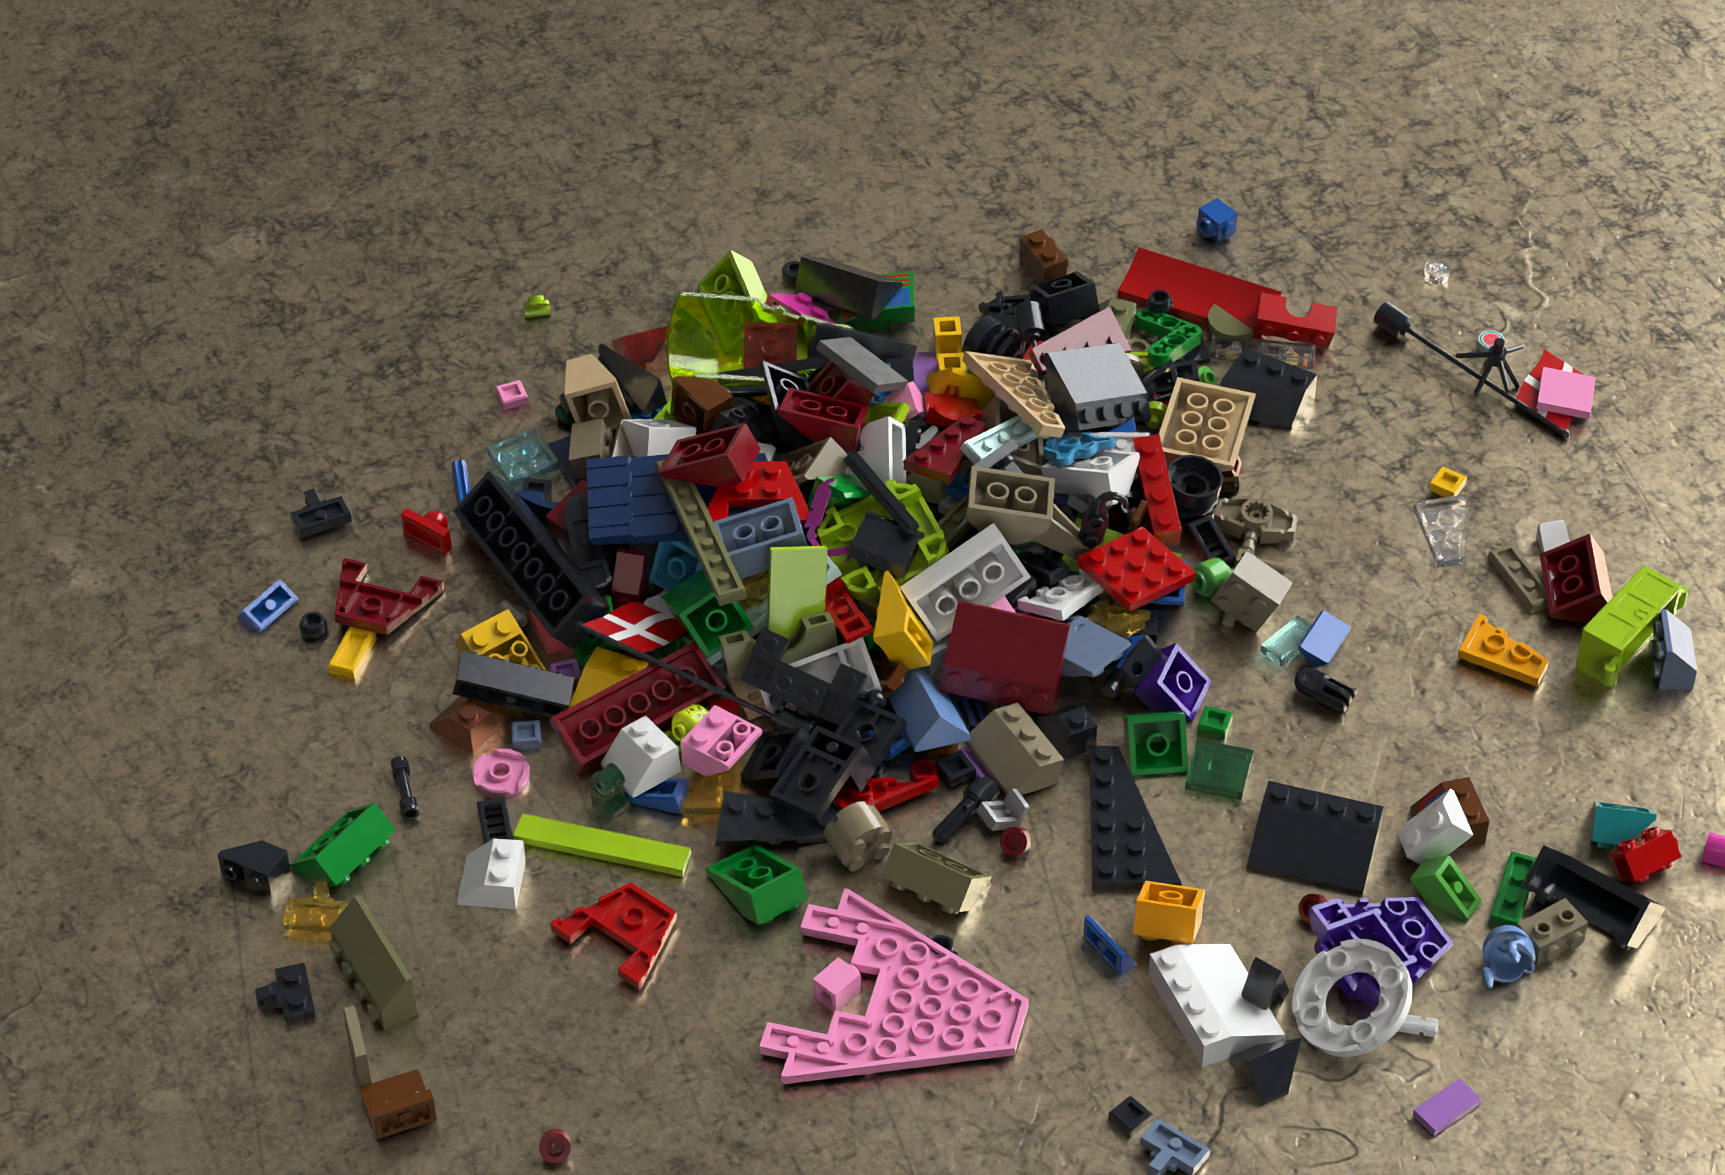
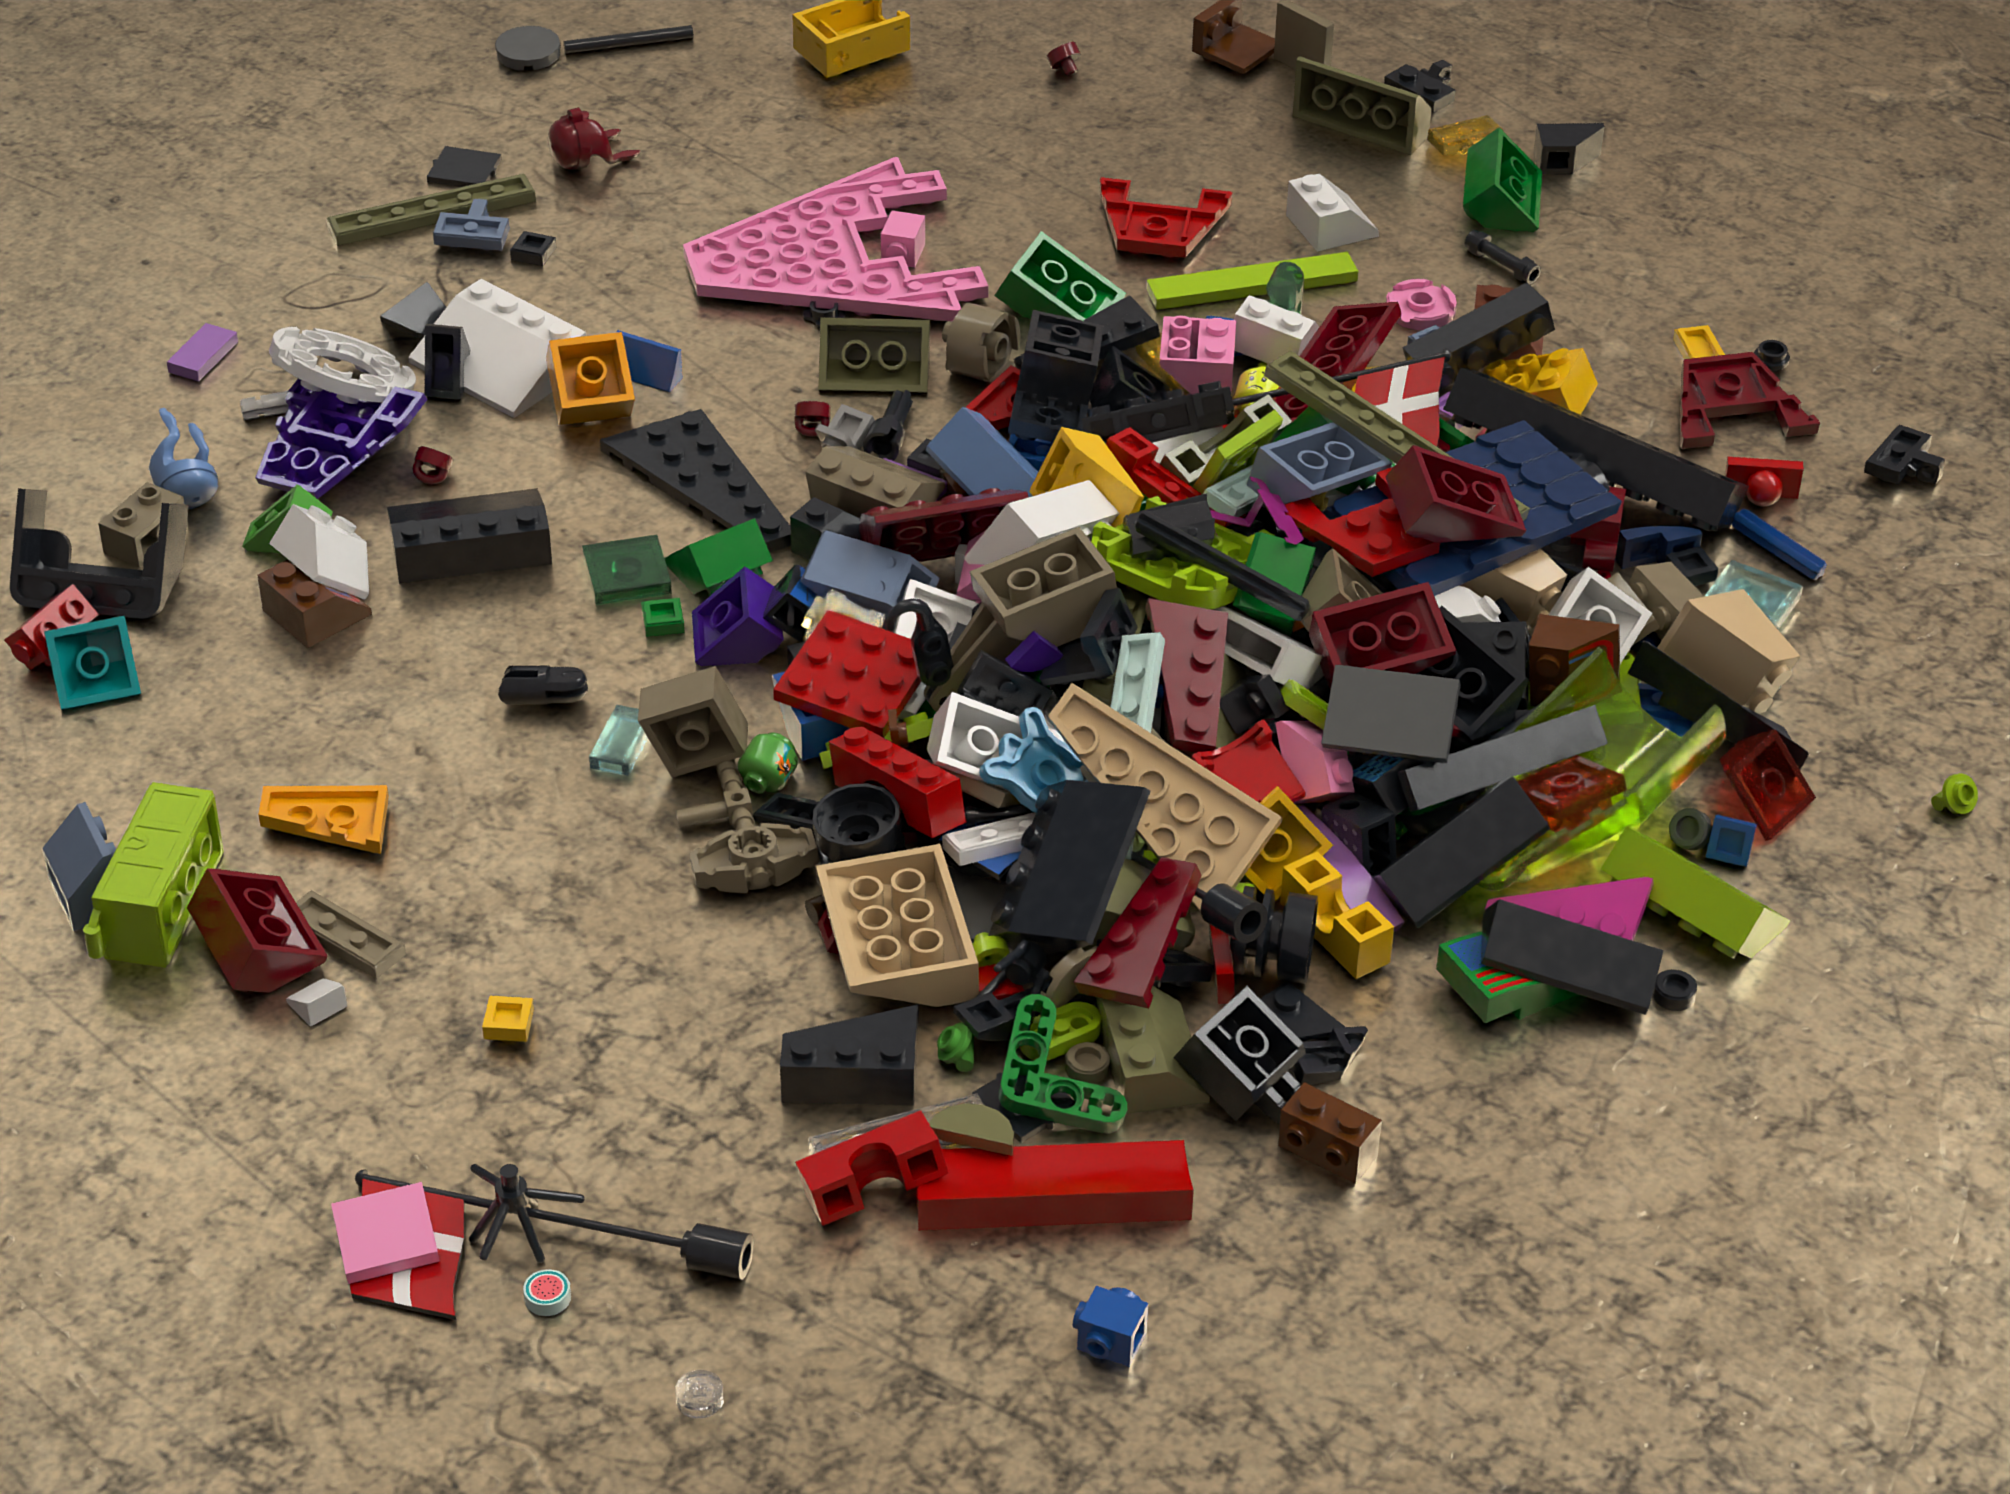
camera: 150 degrees right, 5 degrees down
(268, 606) = (1844, 361): blue slope -> none
(492, 807) = (1379, 259): black slope -> none
(511, 395) = (1856, 678): bright pink tile -> none
(1159, 301) = (1100, 1123): black plate -> none
(1323, 639) = (574, 741): slope -> none
(1444, 528) = (483, 951): clear wing -> none
(1511, 898) = (205, 566): green tile -> none

